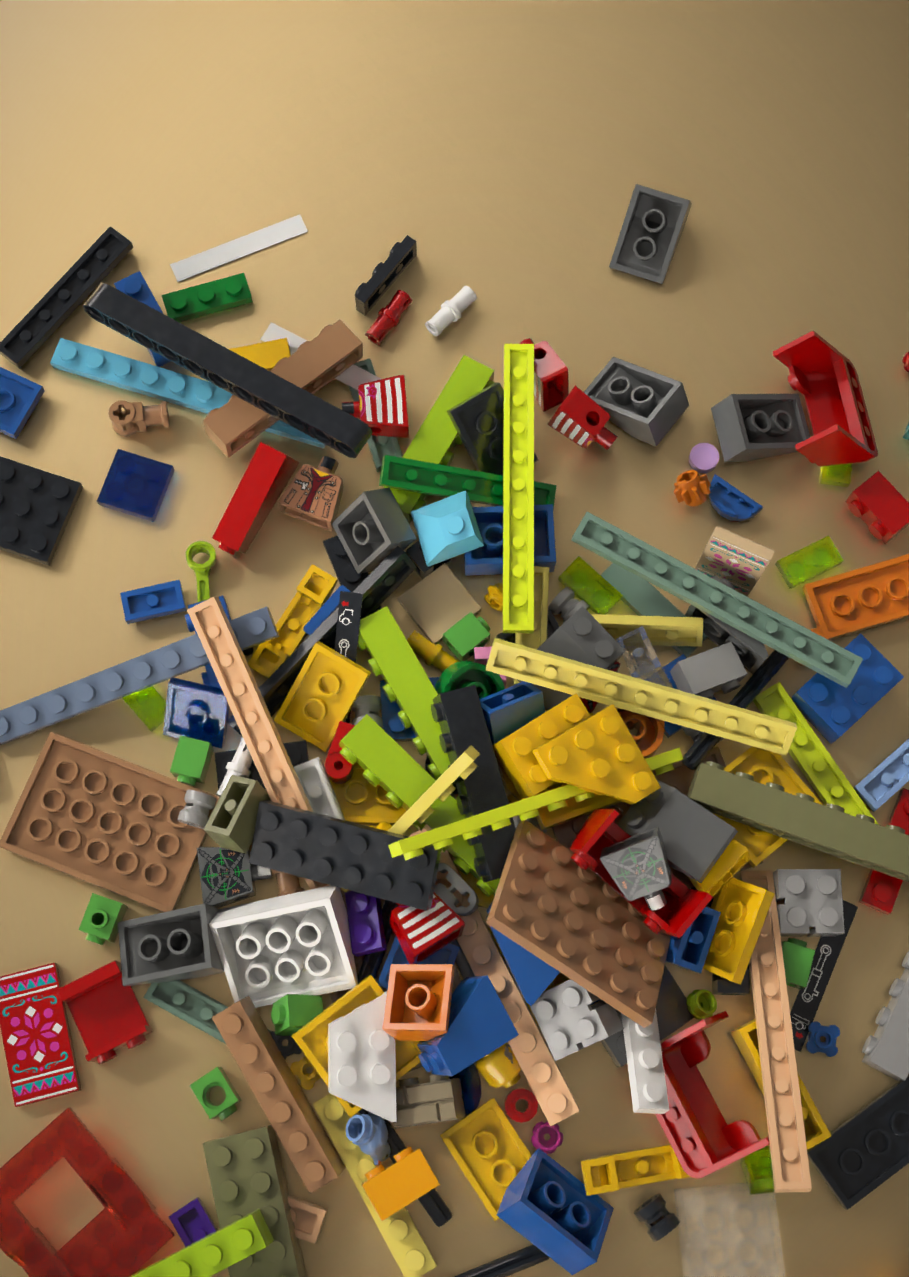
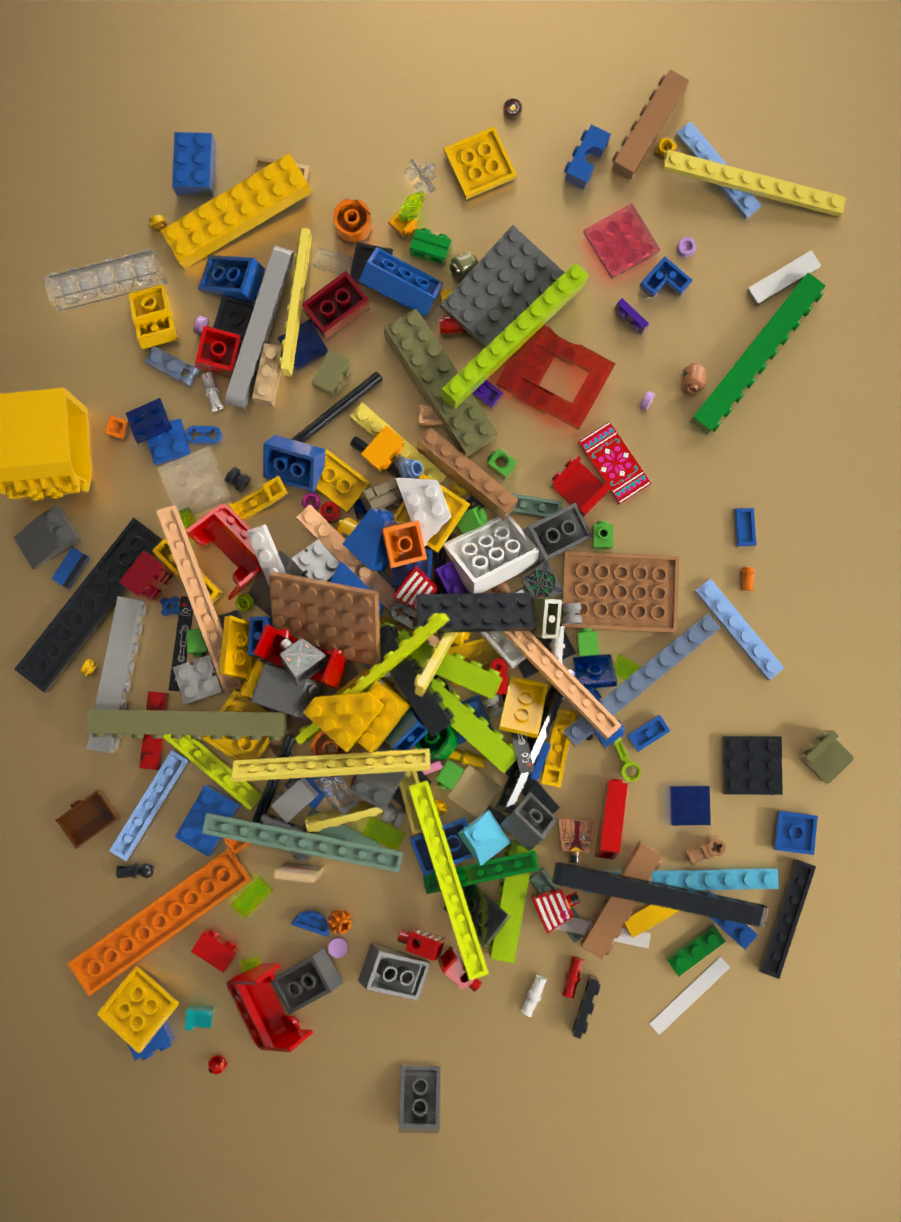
camera: 165 degrees right, 10 degrees up
(851, 1091) = (147, 577): none -> dark red brick

